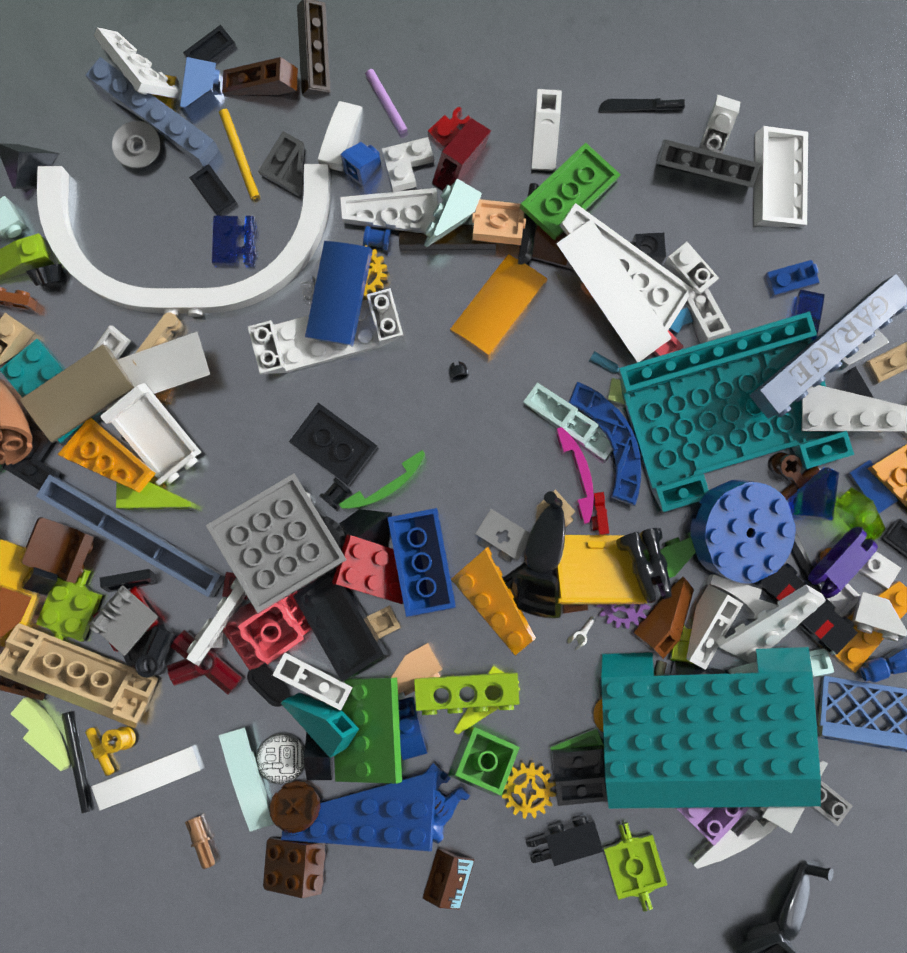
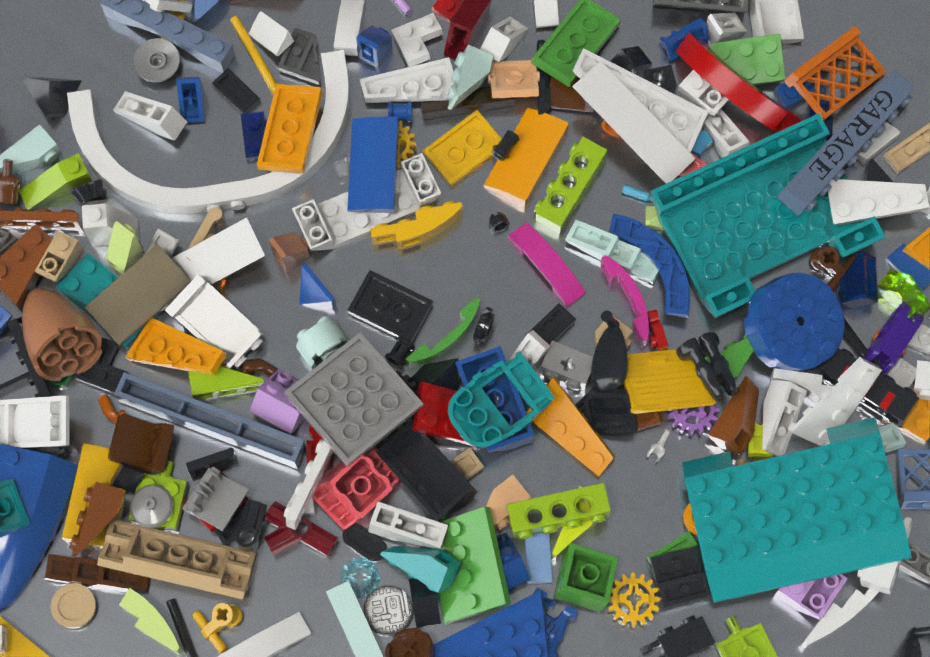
camera: 10 degrees left, 10 degrees down
(33, 507) = (108, 408): none -> orange arm
(59, 310) = (100, 217): none -> white slope
(59, 615) = (151, 506): none -> light grey piece
(69, 342) = (123, 248): none -> yellowish green slope
(121, 202) = (150, 114): none -> white slope
(165, 192) = (191, 99): none -> blue slope
(190, 483) = (254, 365): none -> reddish brown arm
(193, 522) = (274, 406): none -> lavender slope
(239, 369) = (289, 250): none -> nougat slope
(256, 135) = (270, 34): none -> white slope
(256, 473) = (320, 341): none -> light aqua brick
(257, 414) = (313, 291): none -> blue slope
(258, 240) = (289, 128): none -> light orange plate
(268, 713) = (369, 569): none -> clear light blue gear
(385, 363) = (428, 224): none -> yellow slope
(400, 582) = (477, 416): none -> teal slope
(424, 481) = (484, 325): none -> black gear
(436, 287) = (462, 148): none -> yellow tile
(440, 733) = (538, 559): none -> light blue tile
(464, 519) = (533, 349): none -> white slope
(478, 292) = (505, 145): none -> black pin
(492, 492) = (554, 324): none -> black plate
(496, 176) = (503, 38): none -> white slope
(500, 423) = (548, 263): none -> dark pink slope
(565, 316) = (557, 217): none -> lime brick
(623, 220) = (632, 60): none -> black slope
(683, 206) = (672, 42): none -> blue plate
(725, 200) = (724, 27): none -> white slope
(725, 267) = (734, 86): none -> red arch
(744, 241) = (754, 58): none -> bright green plate
(819, 254) = (821, 61): none -> orange fence

